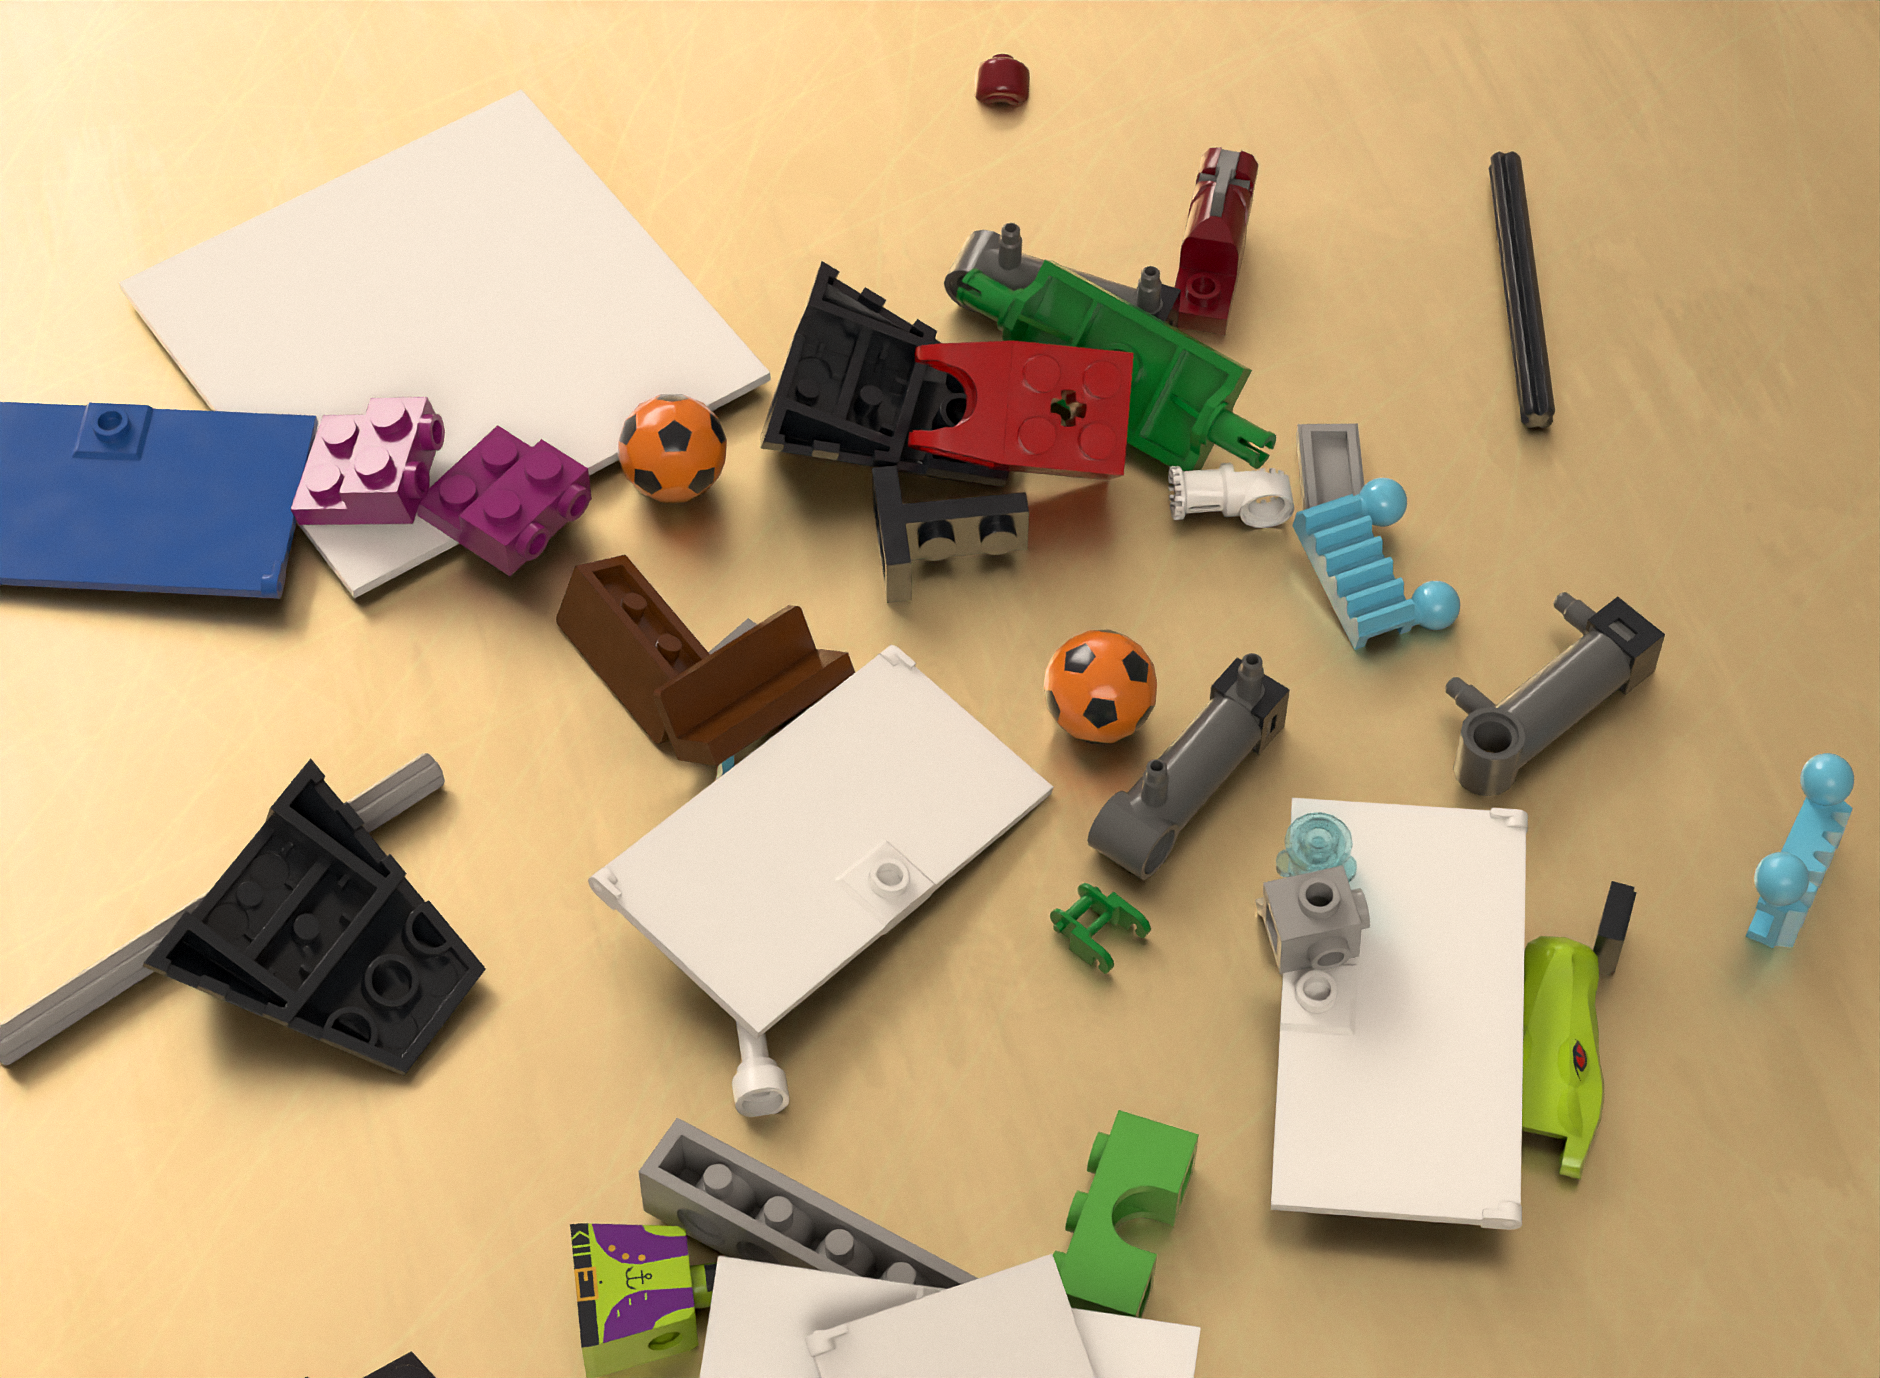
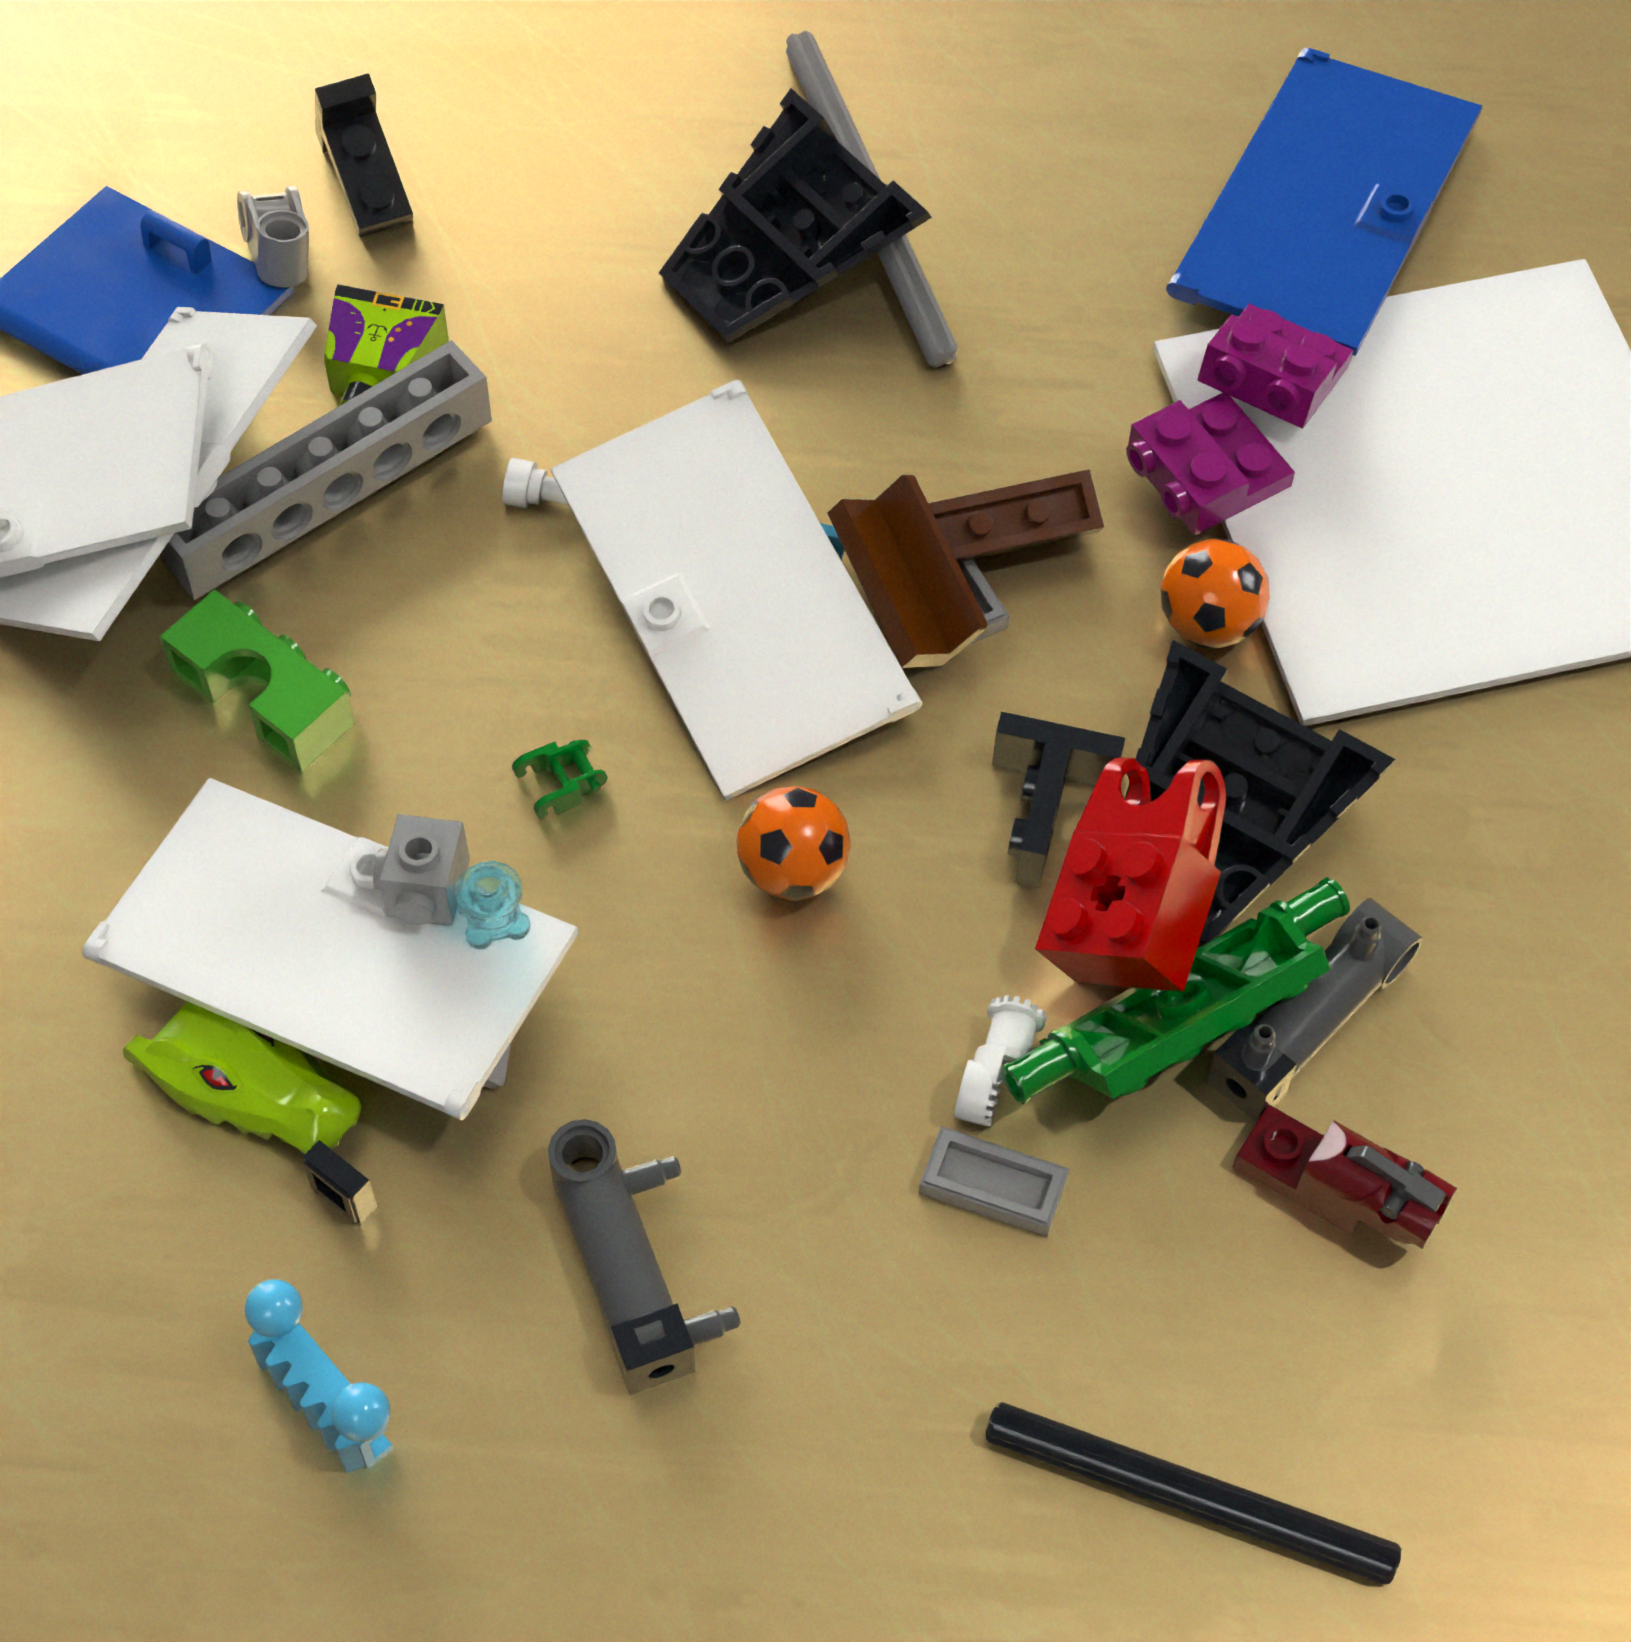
camera: 110 degrees right, 5 degrees up
(1241, 717) = (723, 960): dark grey piece -> none
(1357, 573) = (852, 1140): medium azure gear -> none

